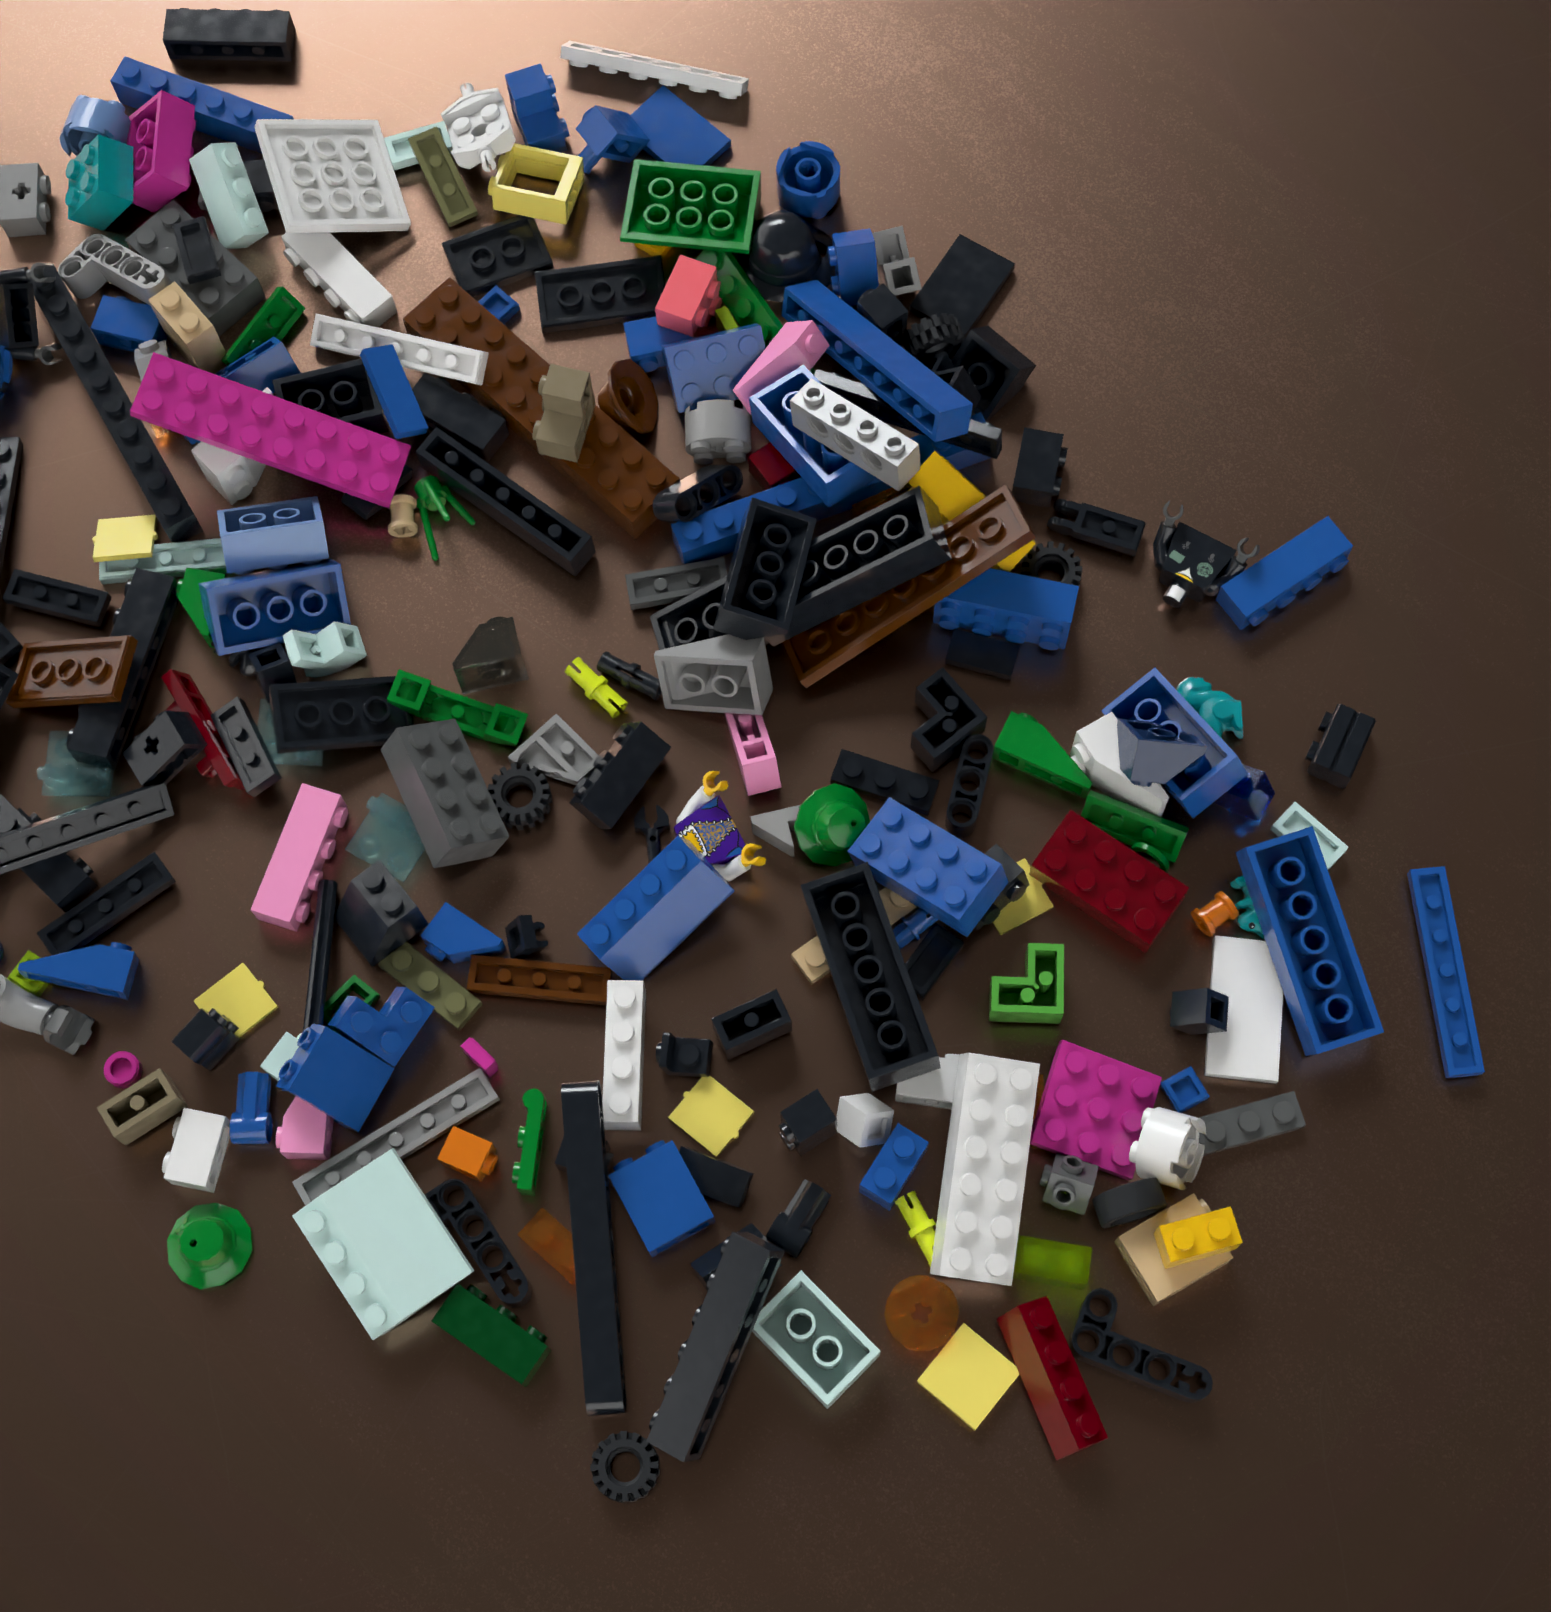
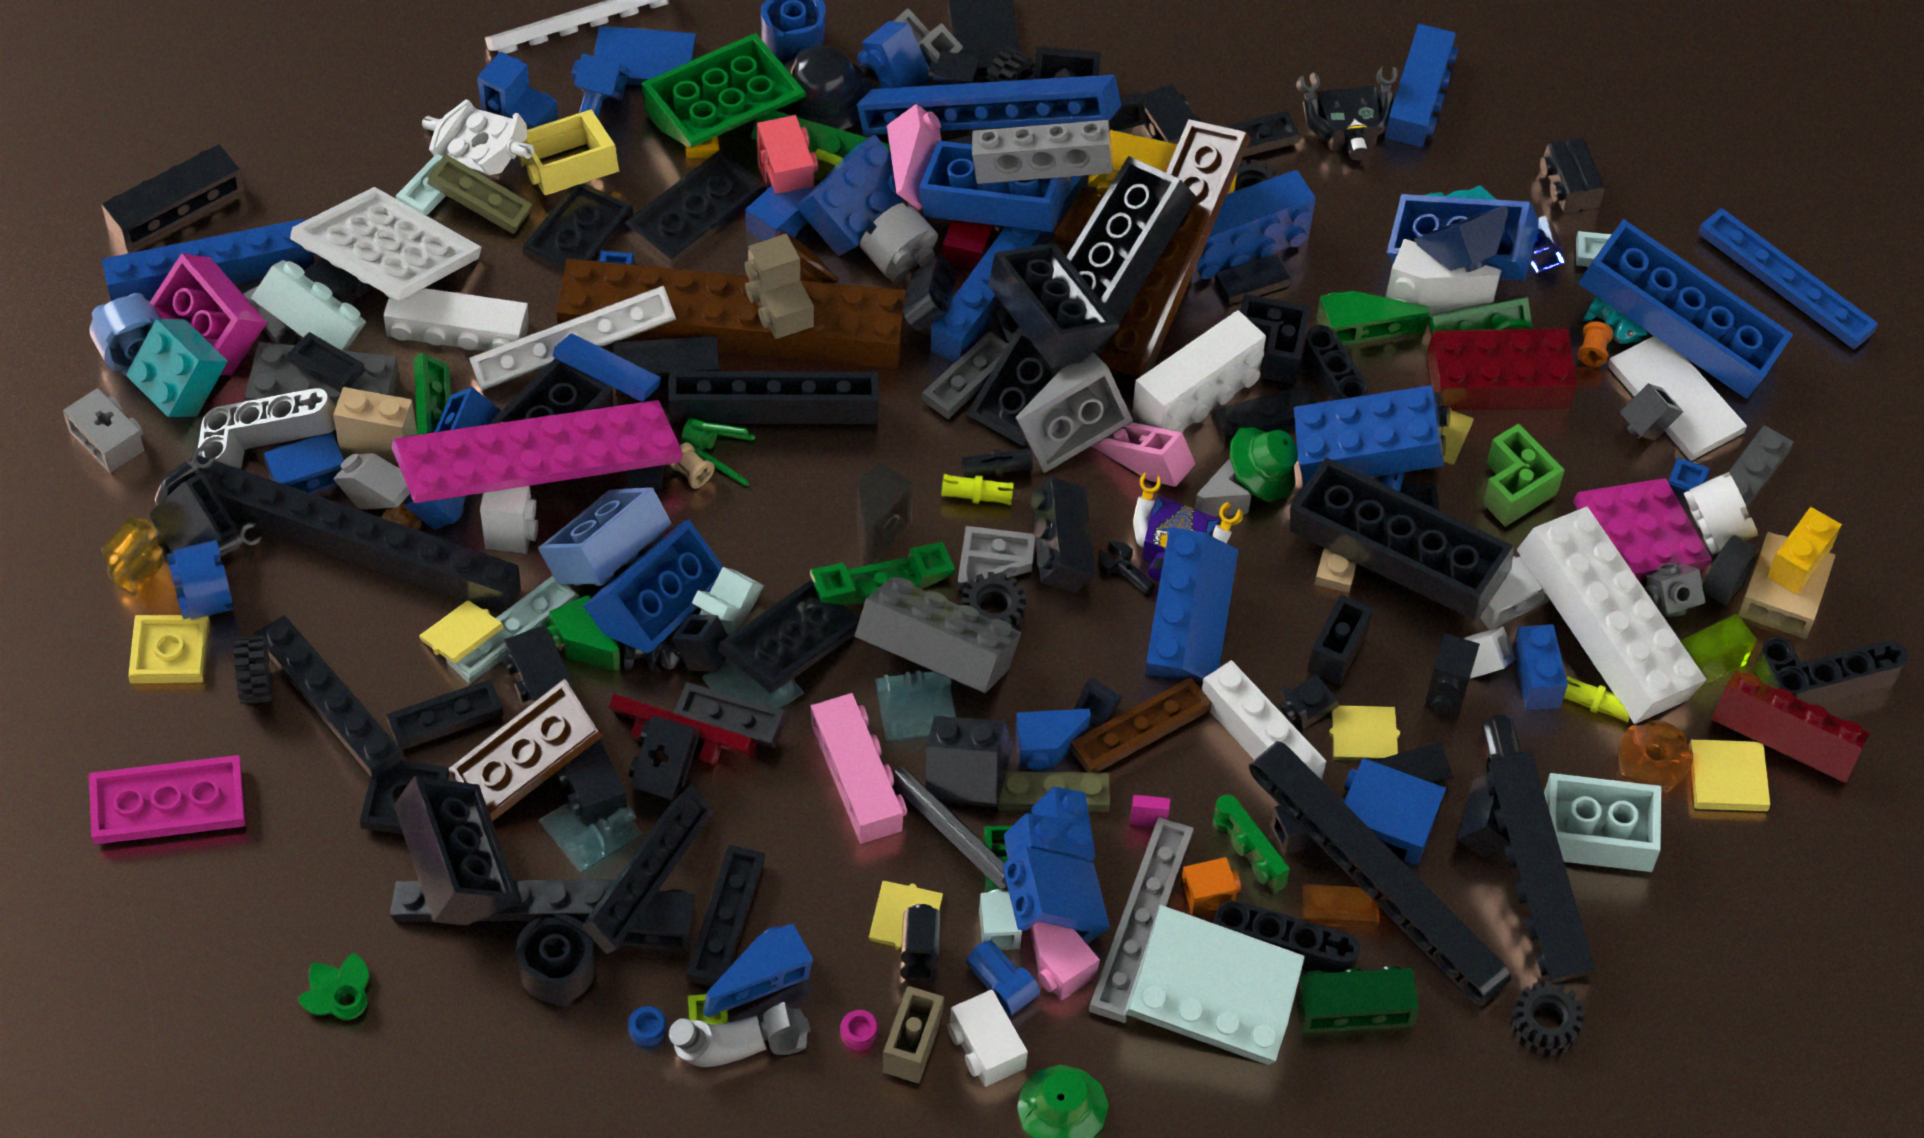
camera: 45 degrees left, 15 degrees down
(844, 715) = (1200, 375): none -> white brick

